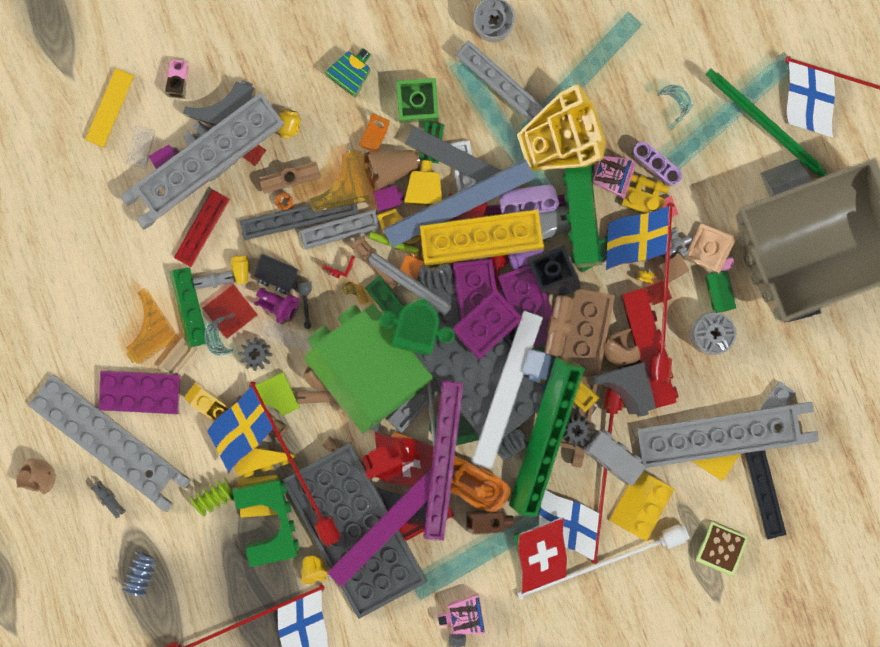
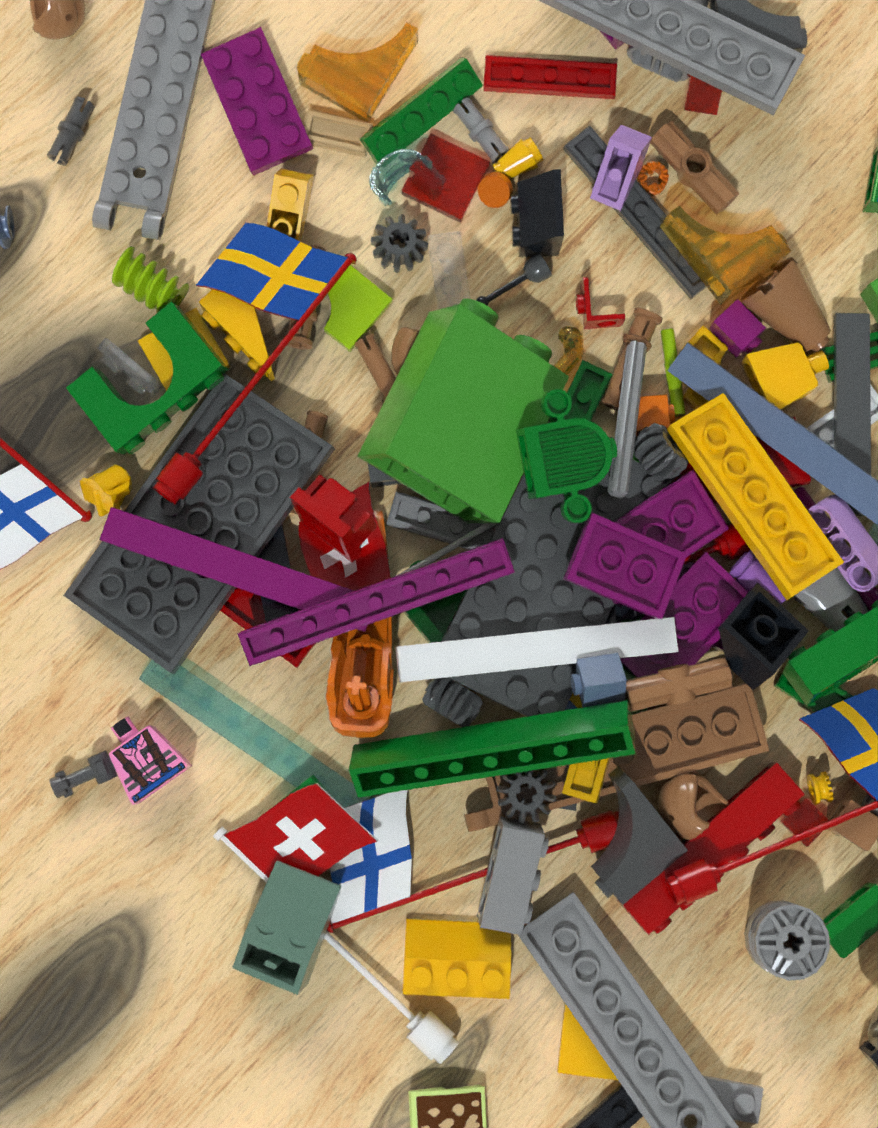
camera: 55 degrees right, 5 degrees down
(250, 288) = (495, 189): none -> orange tile
(261, 526) = (117, 360): none -> clear plate
(271, 217) = (620, 166): none -> lavender slope
(281, 307) = (491, 250): magenta piece -> none
(292, 123) = (774, 130): yellow head -> none
(339, 229) = (652, 281): light grey tile -> none
(374, 134) = (824, 263): orange bracket -> none
(480, 522) = (305, 711): reddish brown torso -> none
(585, 583) = (287, 928): none -> sand green slope

